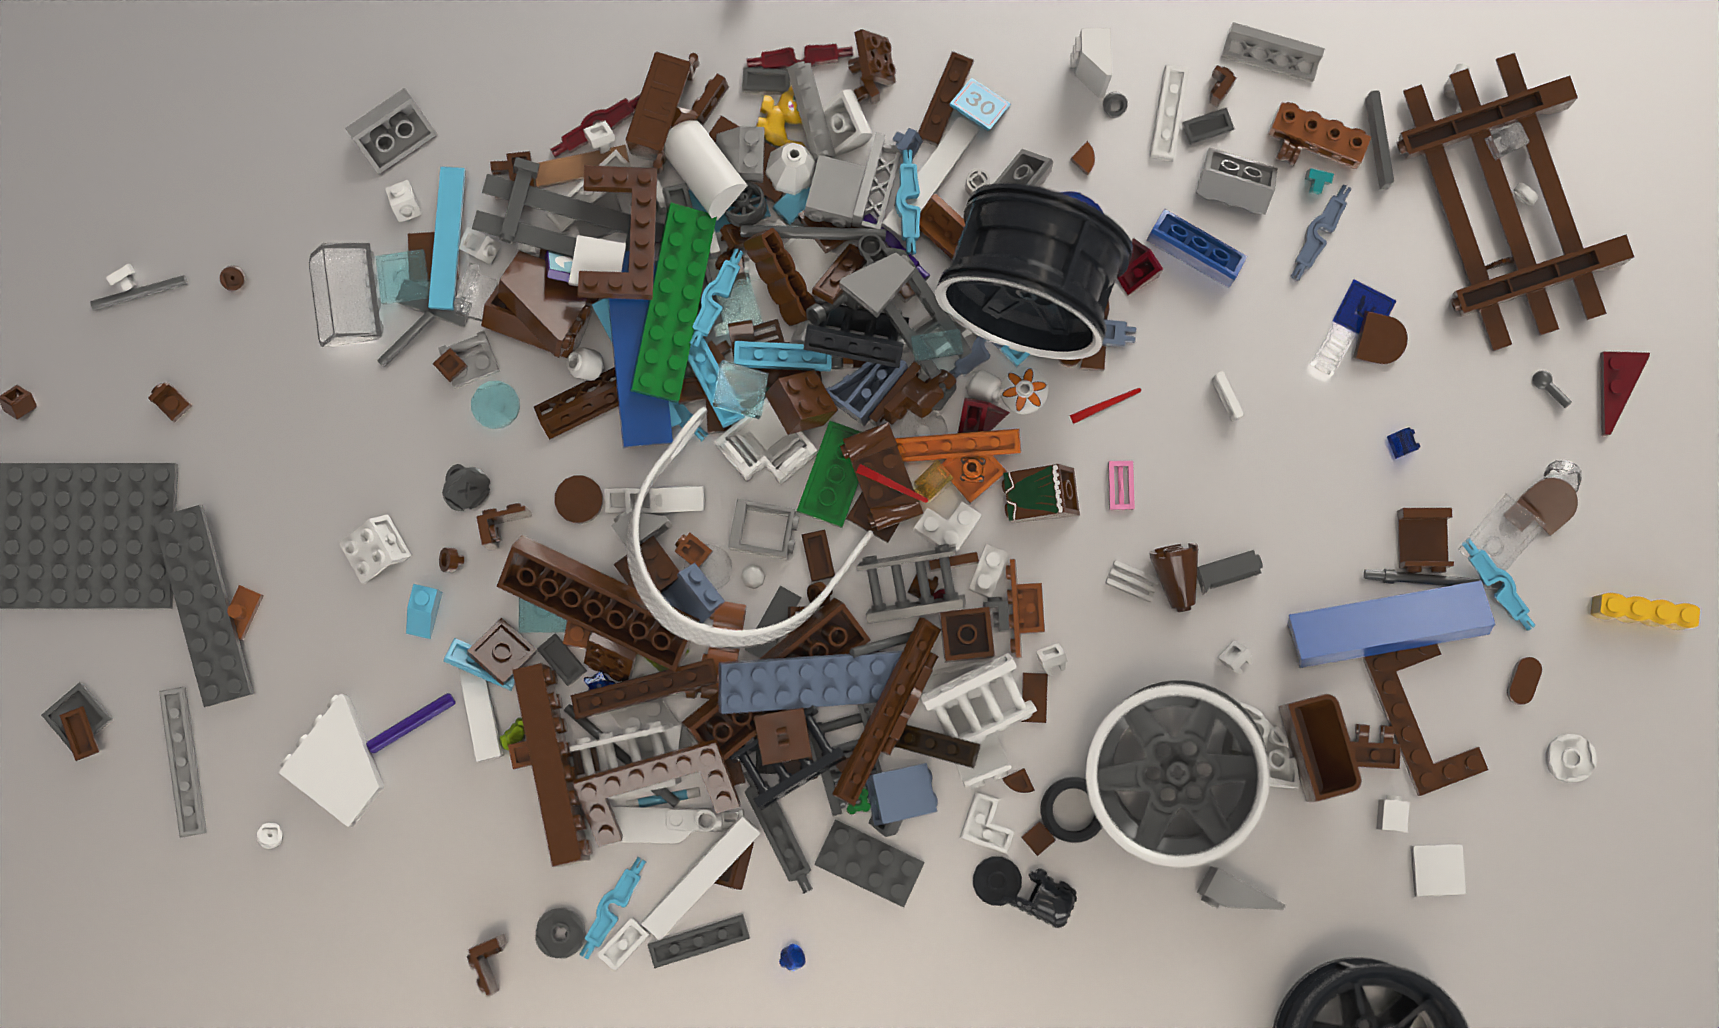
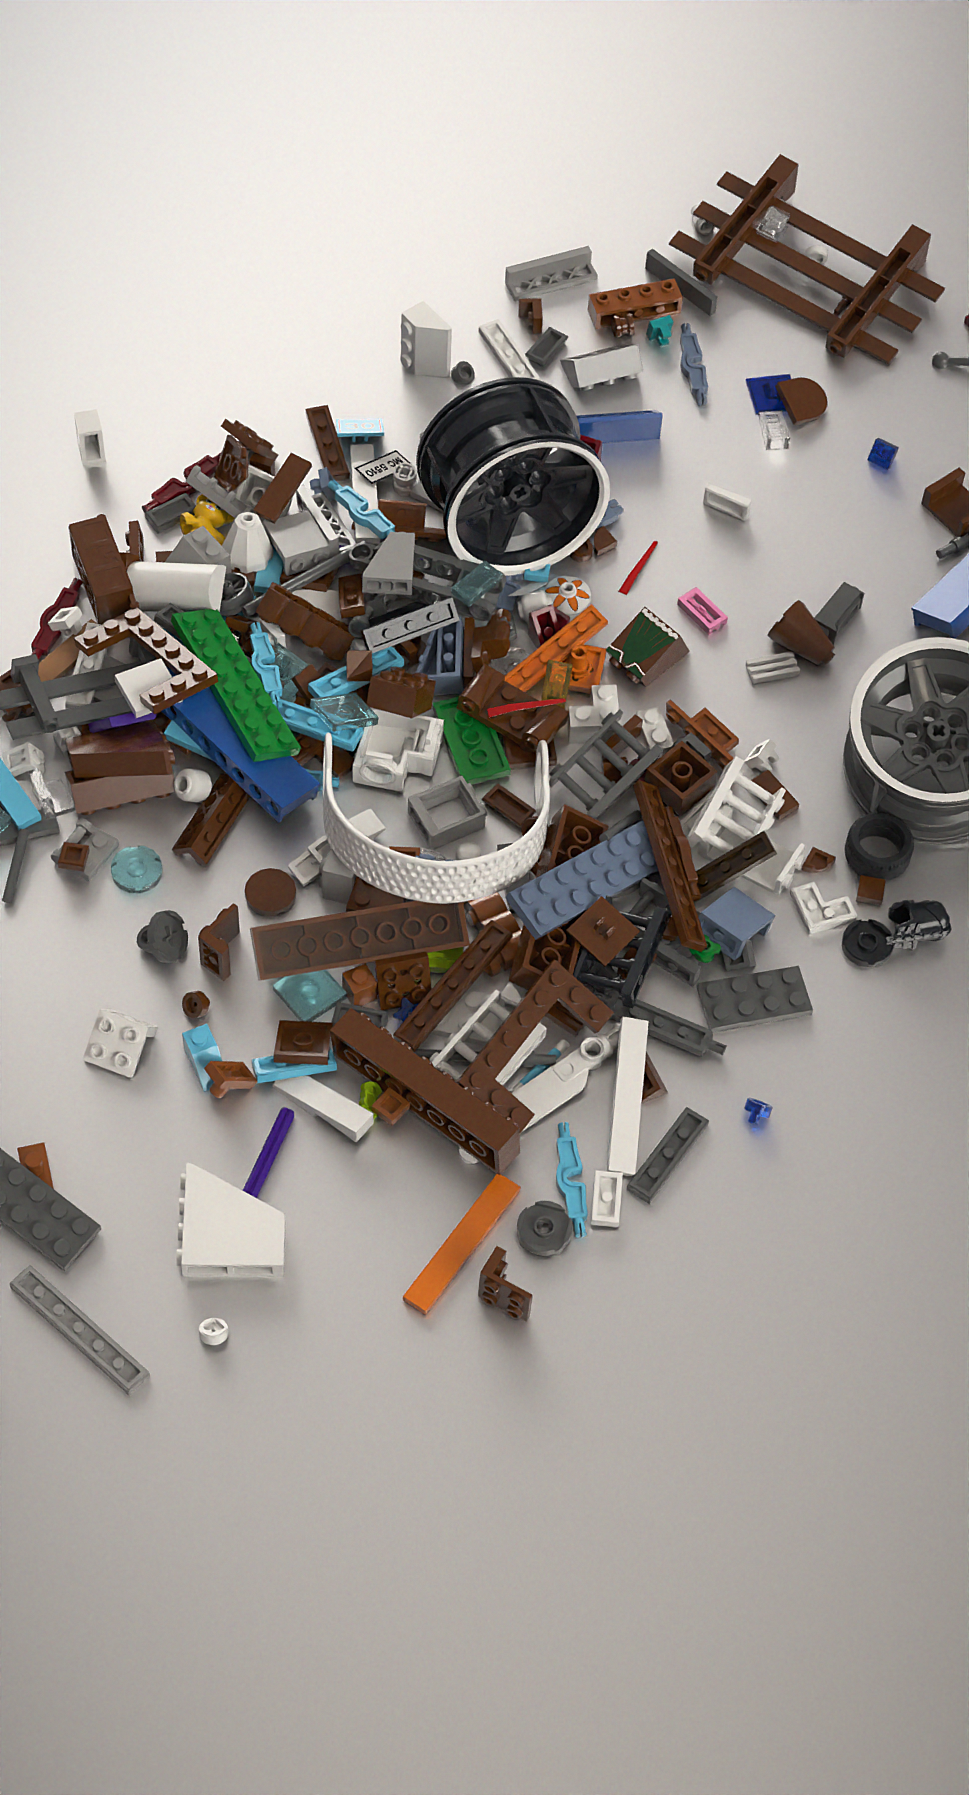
camera: 40 degrees left, 25 degrees down
(426, 642) = (229, 1076): none -> dark orange tile
(494, 898) = (461, 1244): none -> orange tile
(784, 355) = (359, 665): none -> reddish brown slope
(838, 77) = (232, 465): none -> reddish brown tile
(853, 135) = (282, 488): none -> reddish brown tile
(968, 158) = (381, 467): none -> sticker
(991, 366) = (528, 588): none -> white sticker

